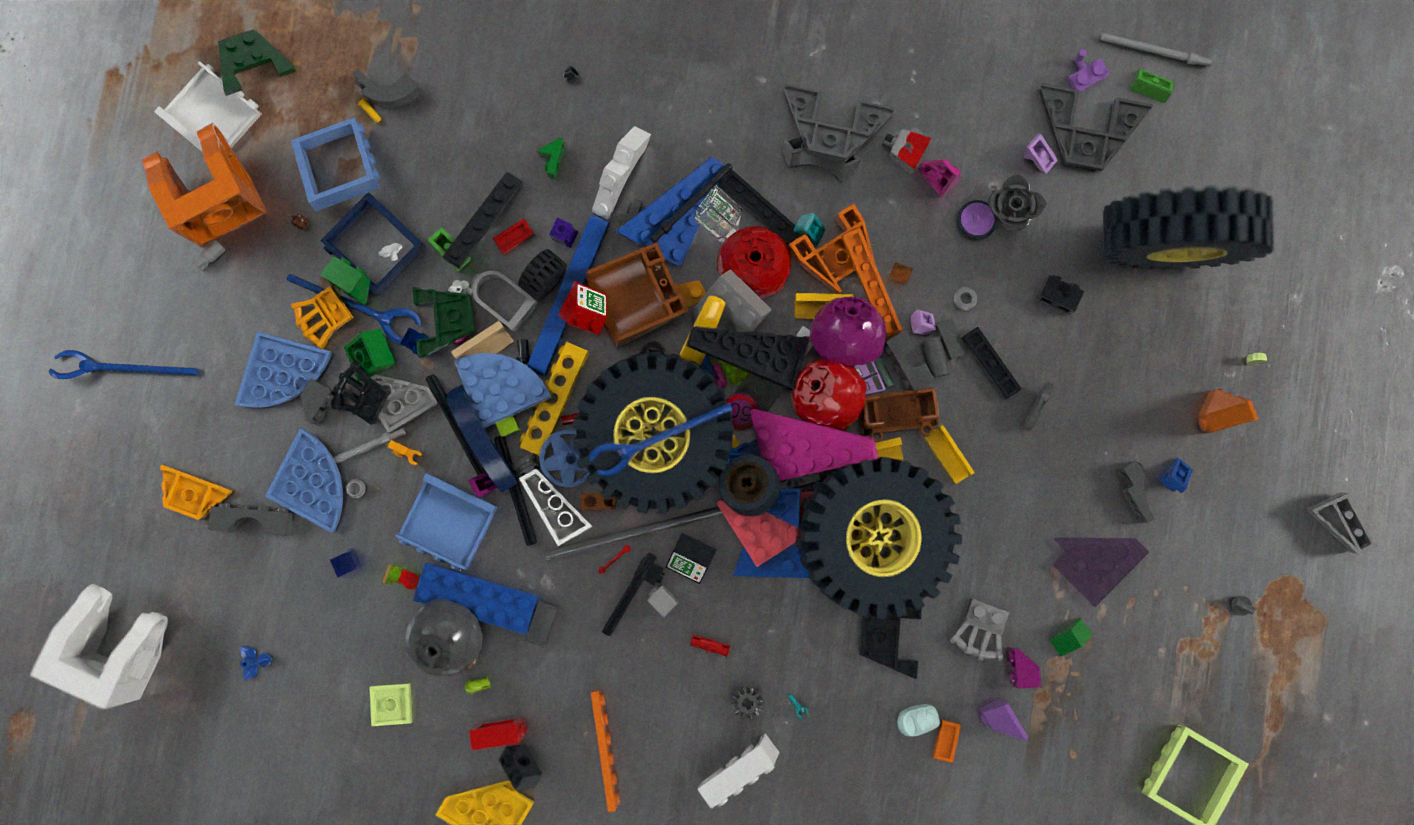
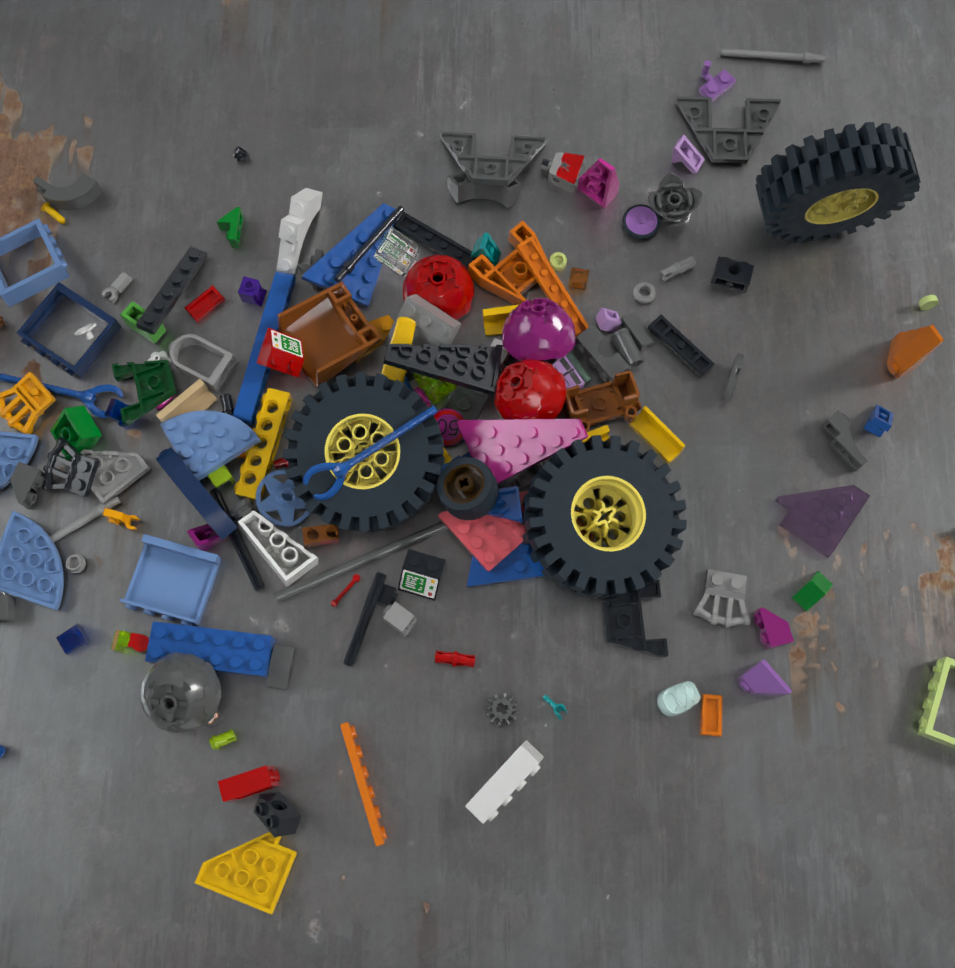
camera: 10 degrees left, 10 degrees down
(347, 279) = (46, 363): green slope -> none
(390, 704) = (134, 775): yellowish green tile -> none
(427, 203) = (117, 287): none -> light grey bar
(440, 396) = (169, 485): black axle -> none
(542, 274) = (236, 329): black tyre -> none
(882, 249) = (558, 261): none -> yellowish green tile
(1005, 278) = (678, 268): none -> light grey axle
(1152, 85) = (777, 86): bright green slope -> none

